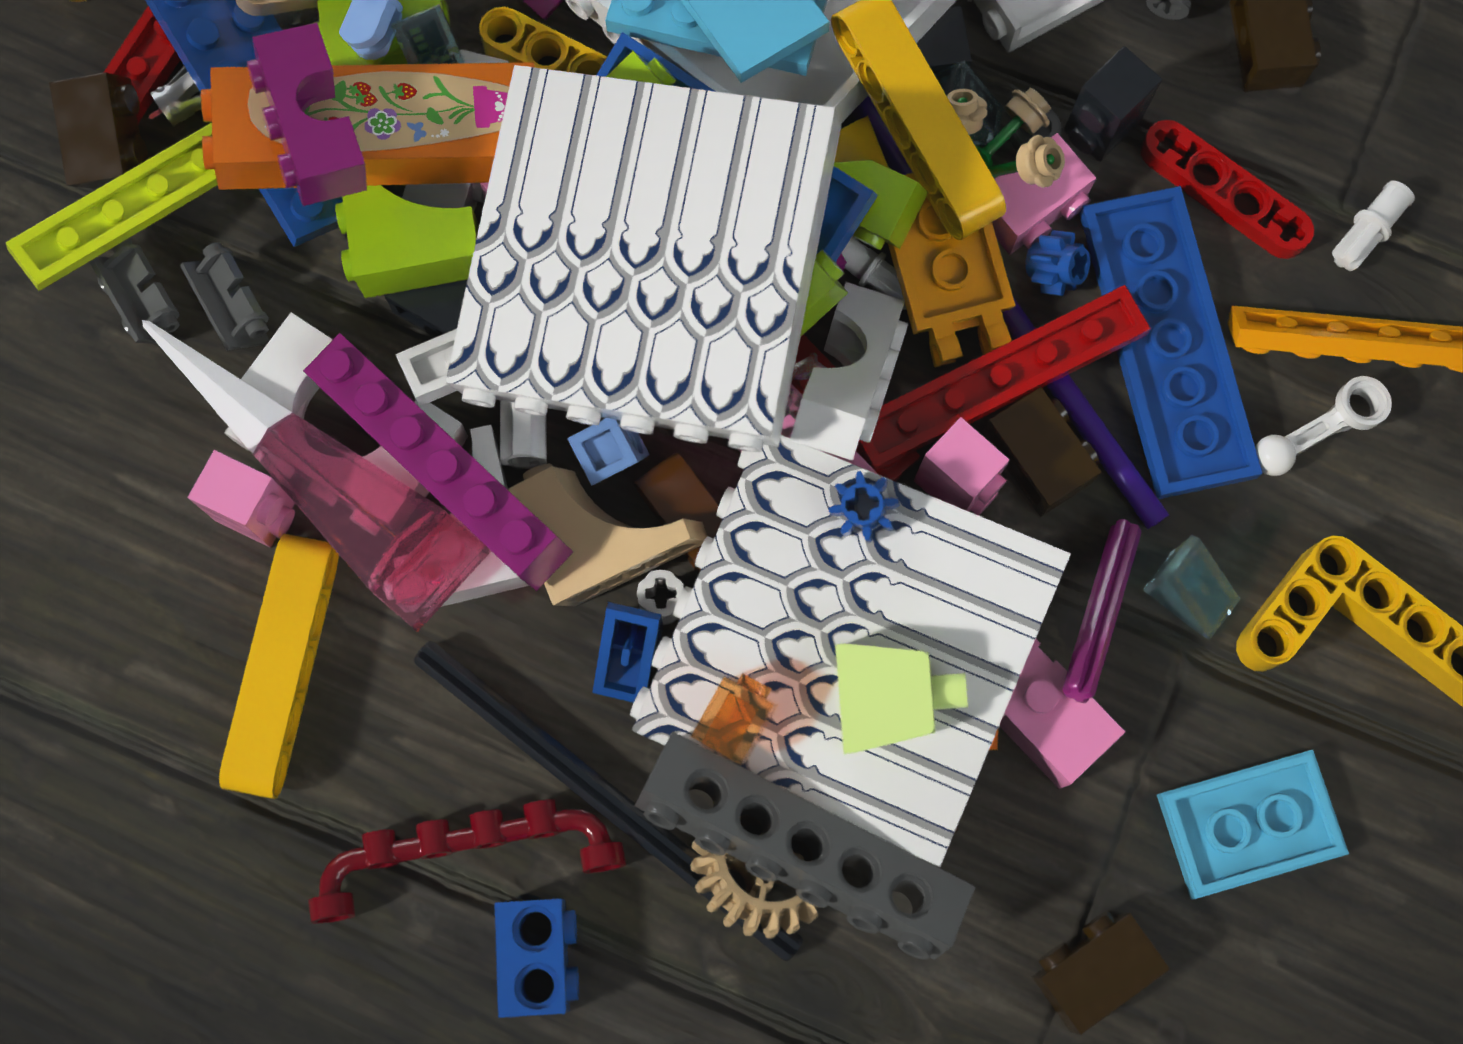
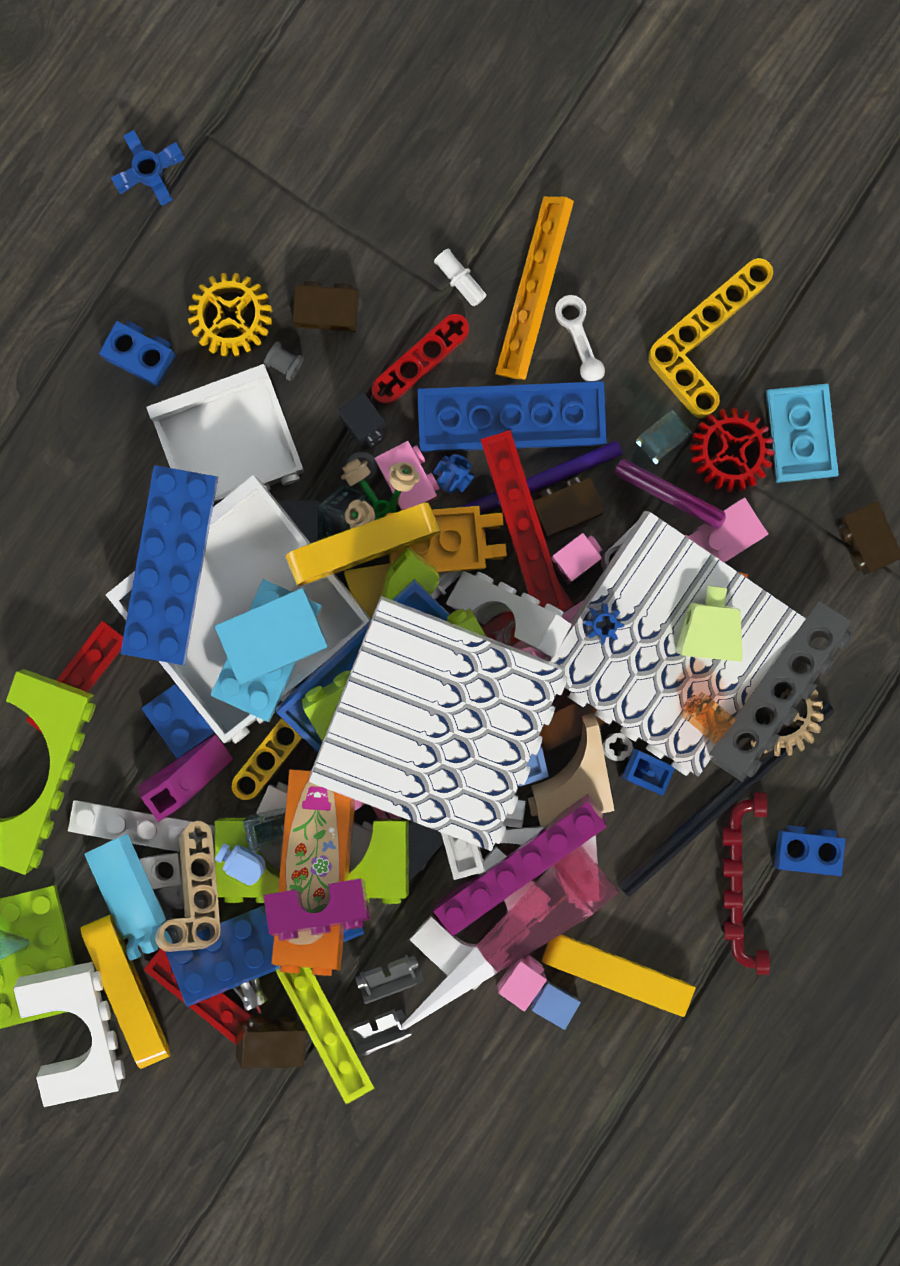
camera: 80 degrees left, 10 degrees up
(216, 565) = (555, 1004): none -> medium blue brick
(1214, 722) = (724, 437): none -> red gear

